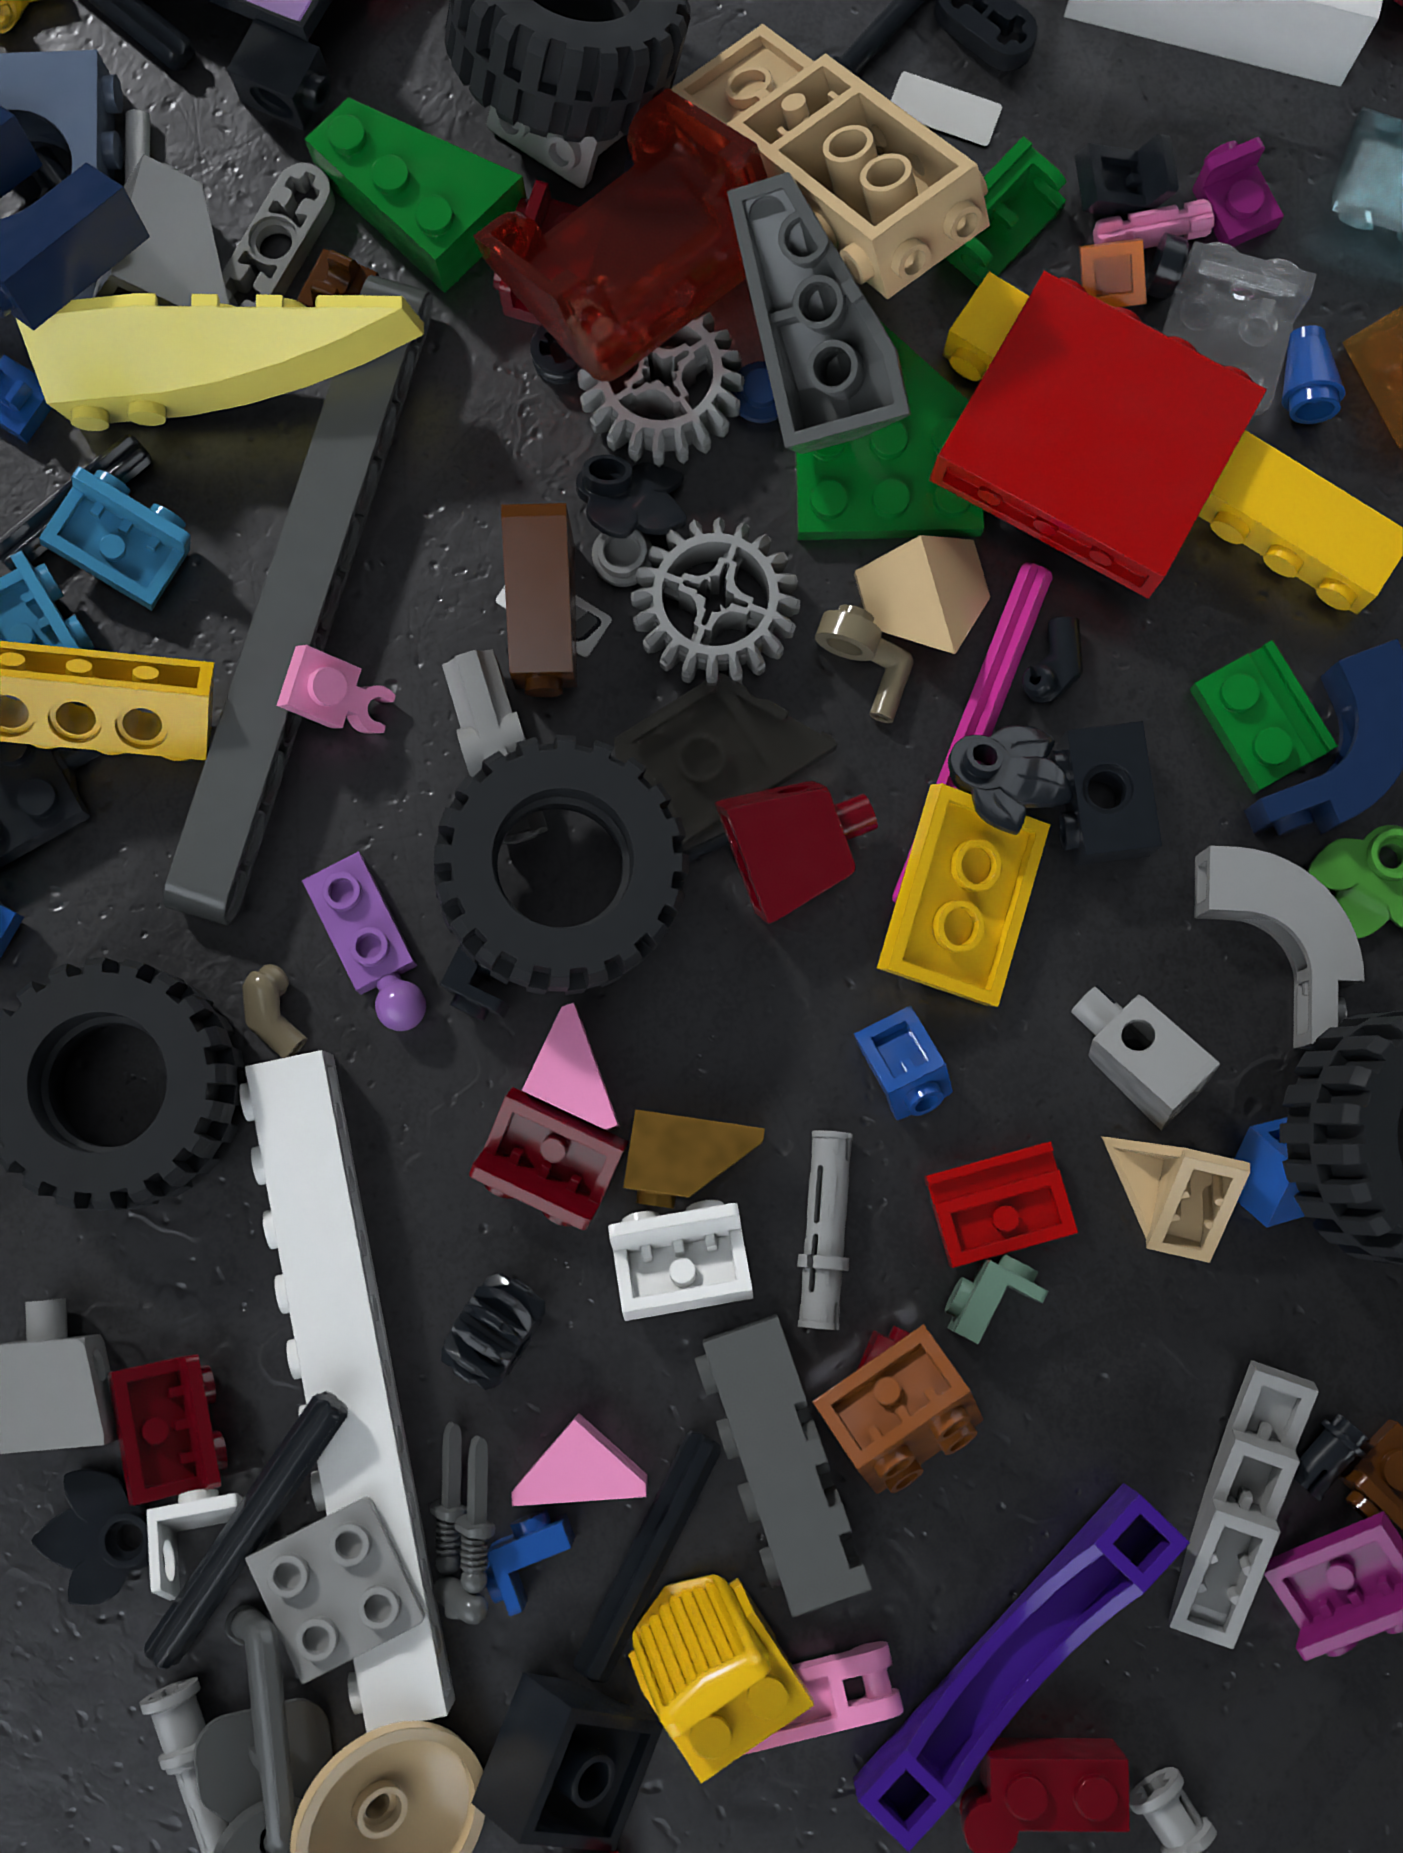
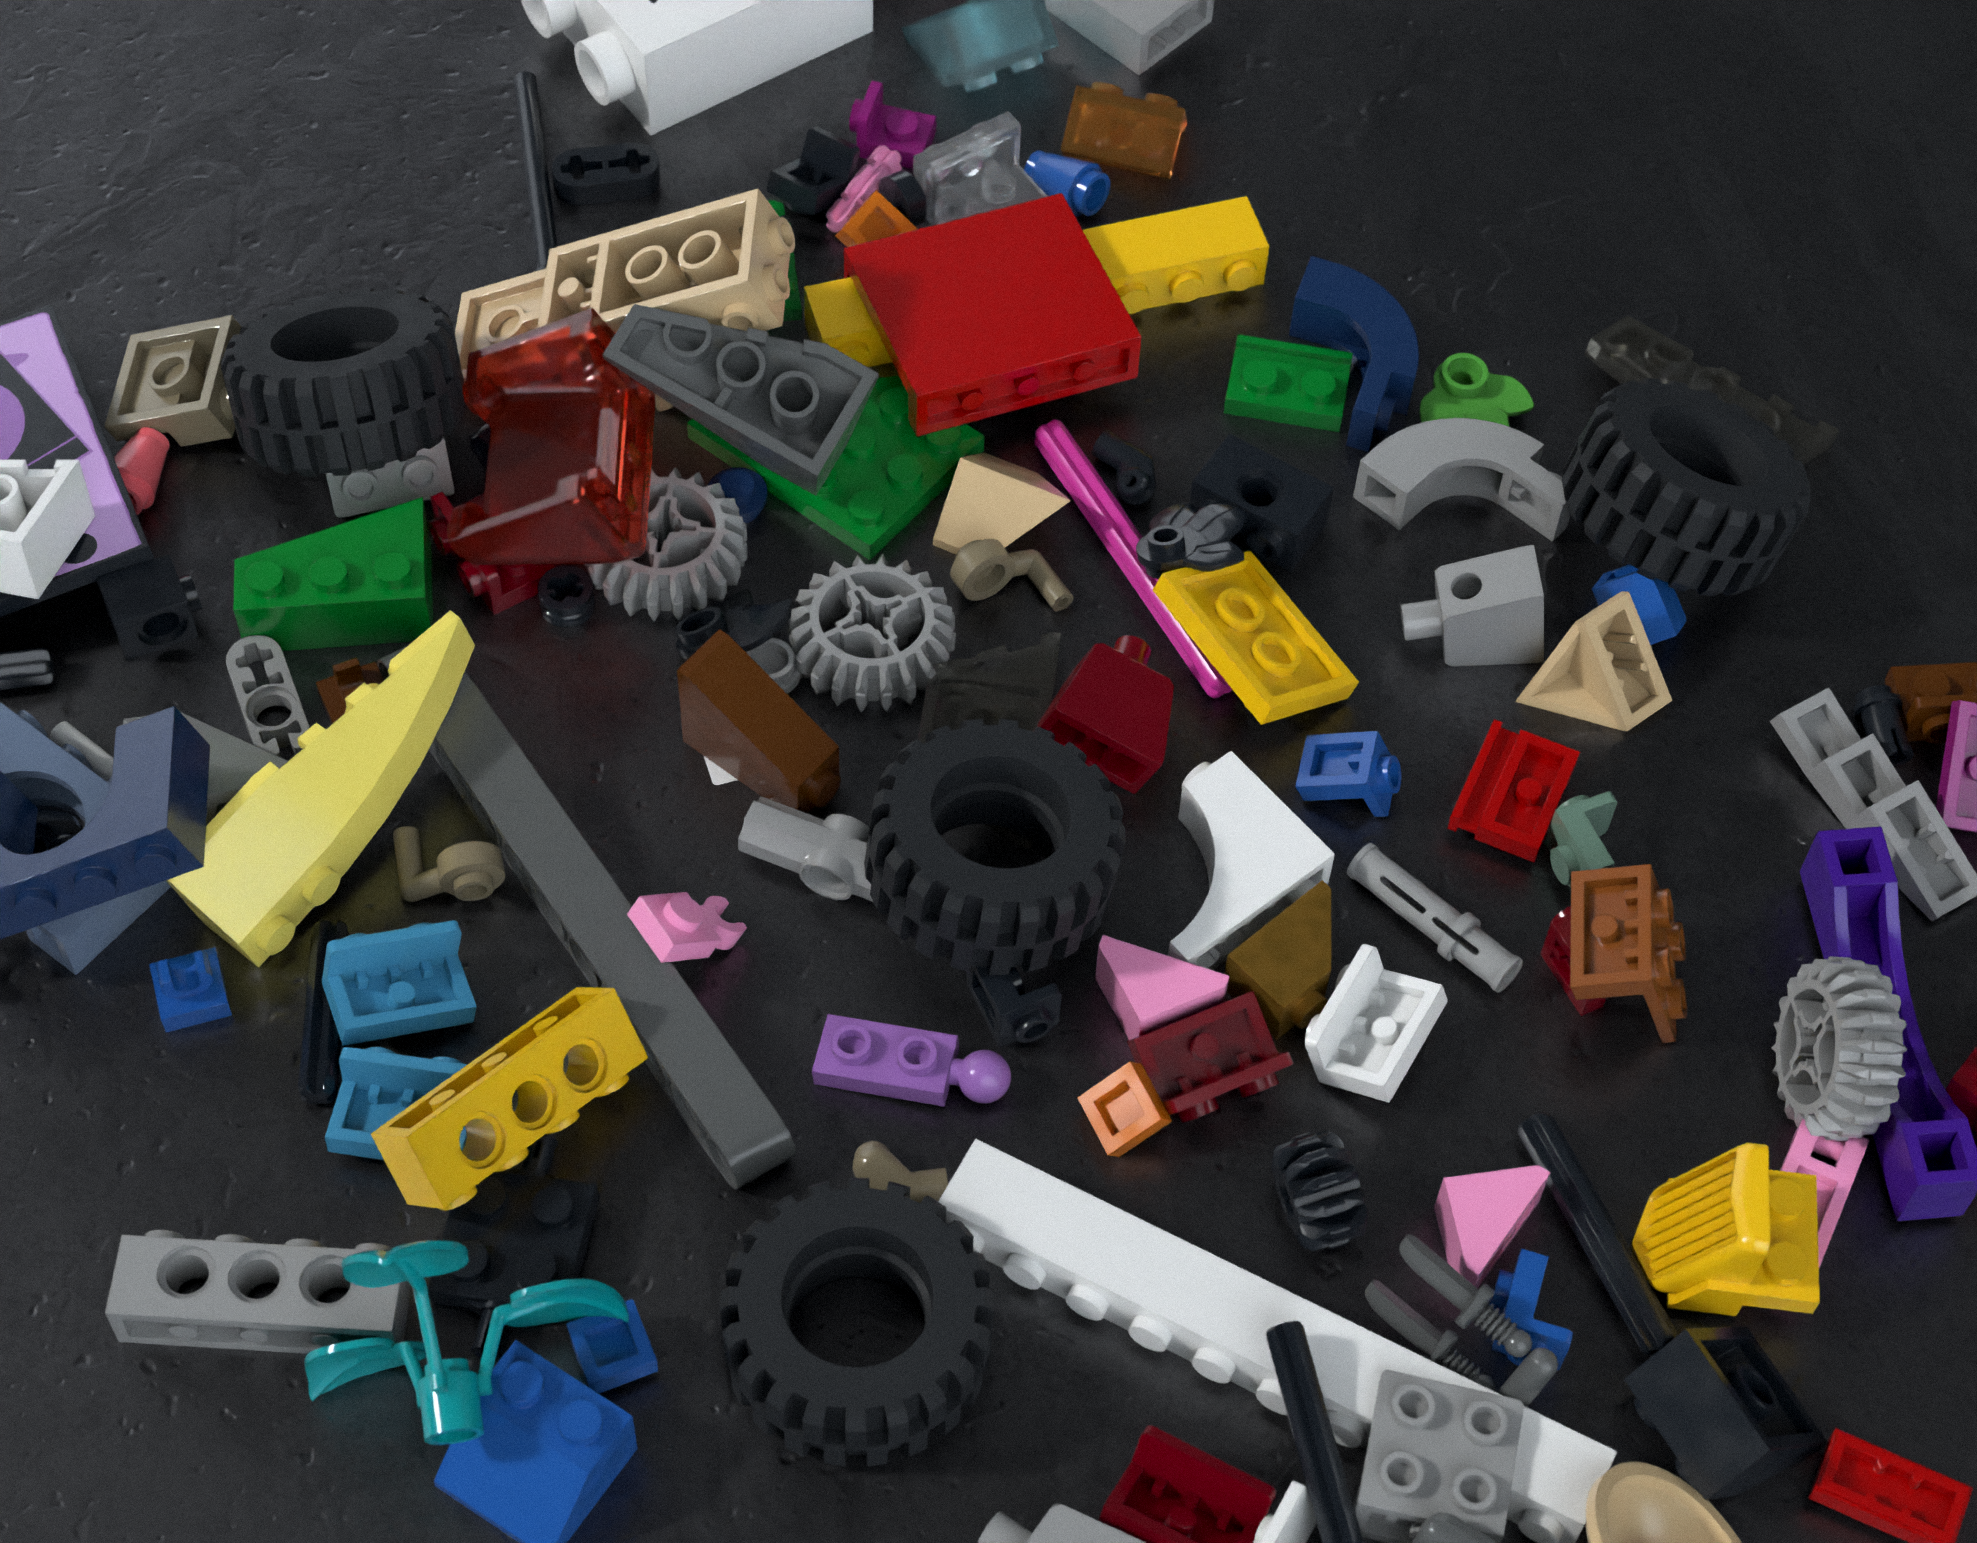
camera: 55 degrees left, 25 degrees down
(253, 499) = (464, 869): none -> dark tan plate
(454, 1130) = (1124, 1109): none -> orange plate
(755, 1058) = (1253, 854): none -> white arch
(784, 1465) = (1603, 1067): dark grey wedge -> none
(943, 1650) = (1839, 1048): none -> light grey gear

